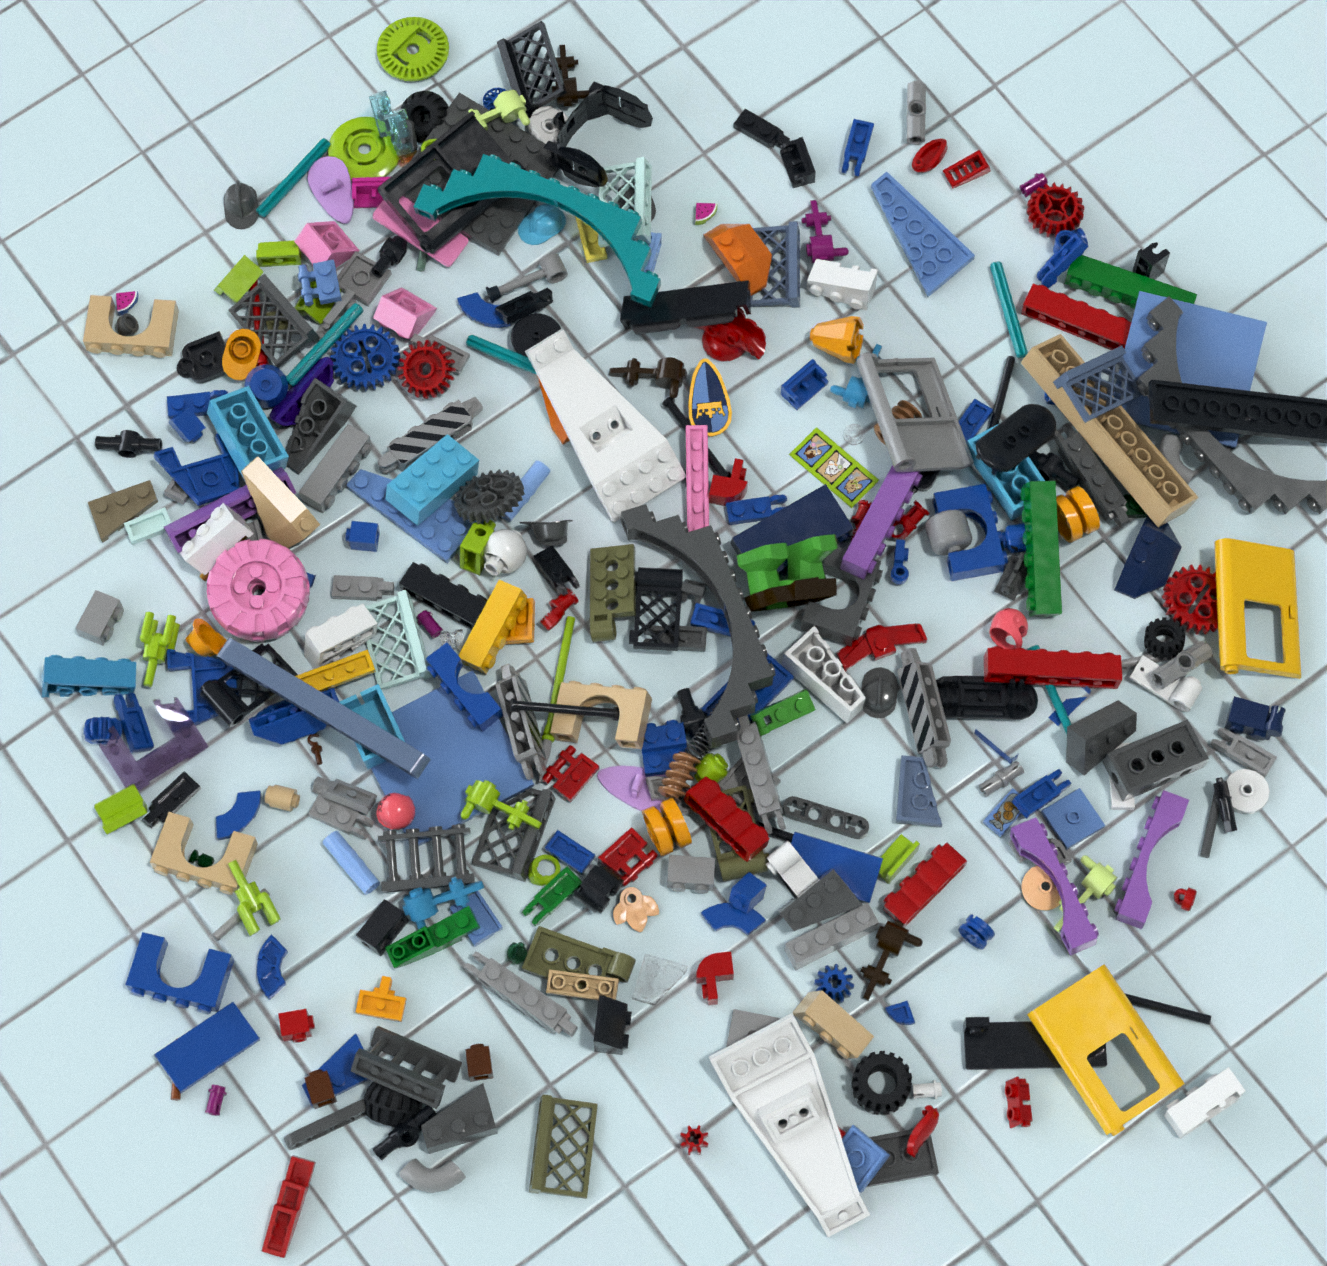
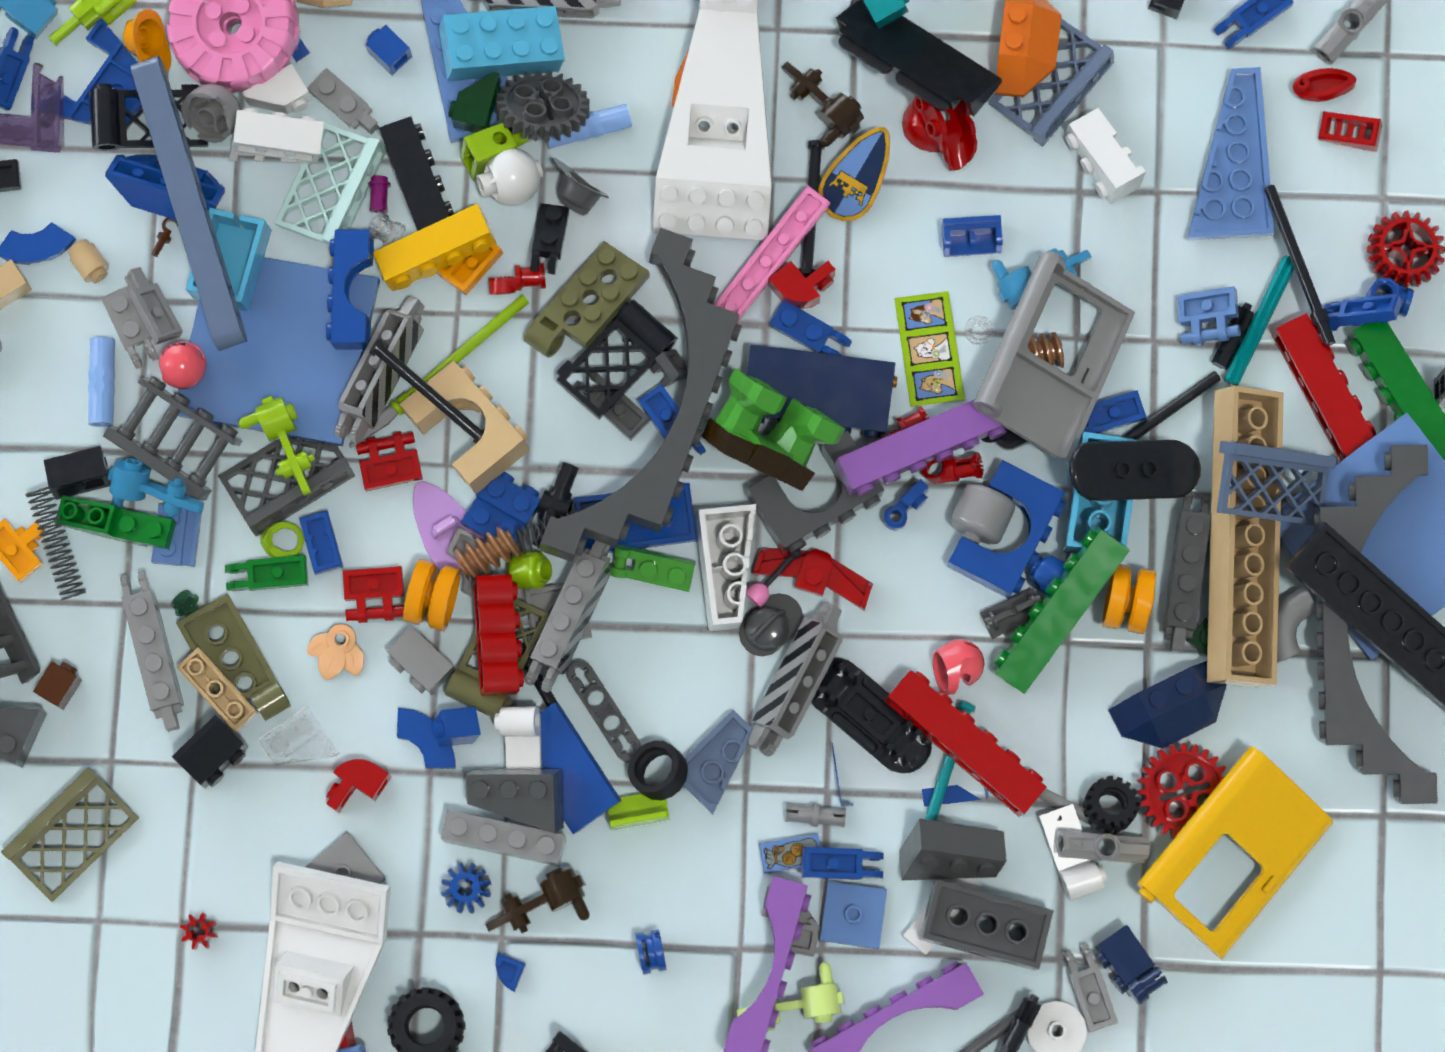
camera: 40 degrees right, 10 degrees up
(288, 649) = (211, 112): none -> light grey cylinder
(320, 607) = (281, 93): none -> white slope
(339, 671) = (240, 174): yellow fence -> none
(406, 980) = (81, 591): none -> dark grey piece
(448, 526) = (476, 104): none -> dark green slope
(598, 886) = (315, 601): black brick -> none
(820, 245) = (1117, 96): magenta piece -> none
(833, 1024) = (427, 929): tan wedge -> none
(839, 338) = (1050, 214): light orange cone -> none
(859, 676) = (759, 592): none -> hinge
(873, 822) = (641, 760): none -> black tyre
(922, 887) = (642, 861): red brick -> none
(974, 322) = (1208, 307): none -> medium blue plate
(1001, 330) = (1227, 348): none -> black piece
(1032, 185) = (1409, 202): magenta pin -> none
(1035, 894) = (745, 958): light nougat dish -> none
(1041, 278) = (1319, 315): none -> black bar
(1052, 468) = (1153, 529): black pin -> none

